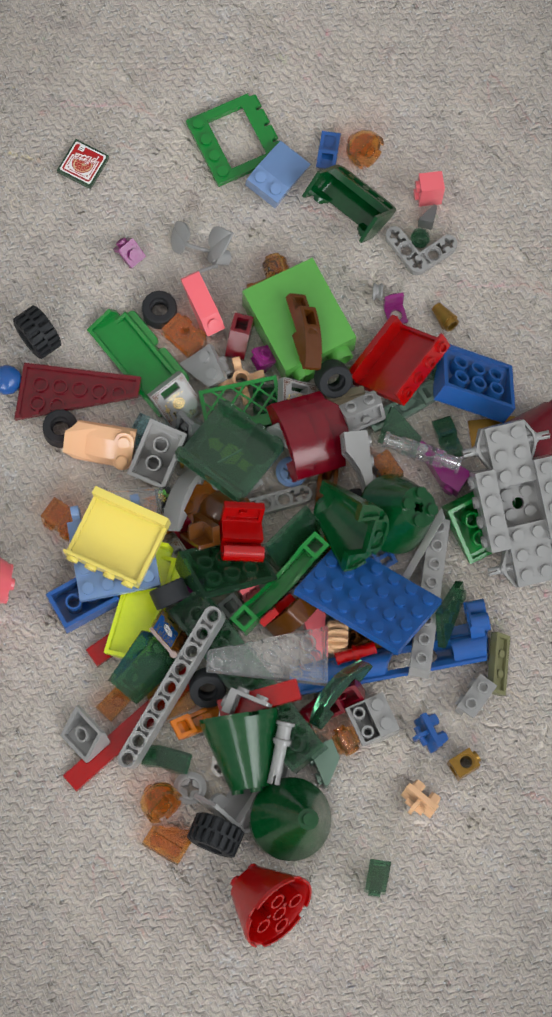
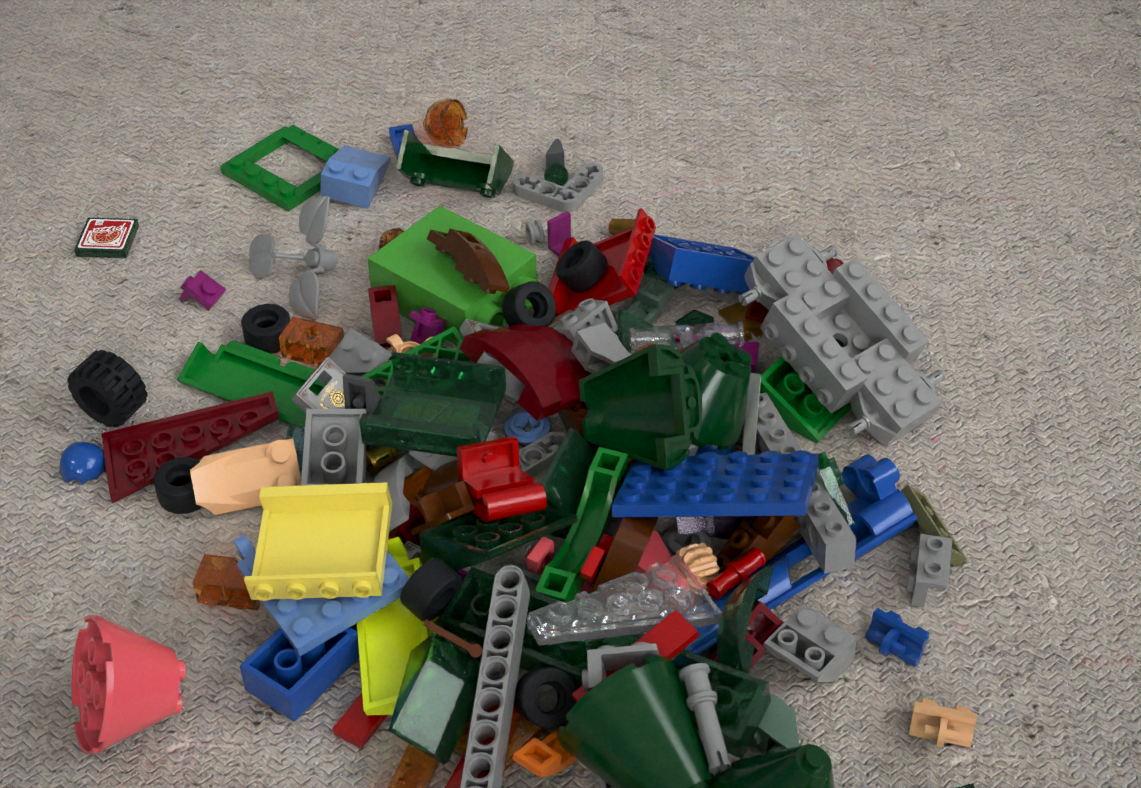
camera: 20 degrees left, 30 degrees down
(202, 304) = (321, 294): coral slope -> none
(346, 740) = (790, 687): clear orange head -> none
(387, 352) = (581, 266): none -> black tyre
(429, 188) = (542, 127): coral brick -> none
(459, 771) = (971, 655): pearl gold brick -> none

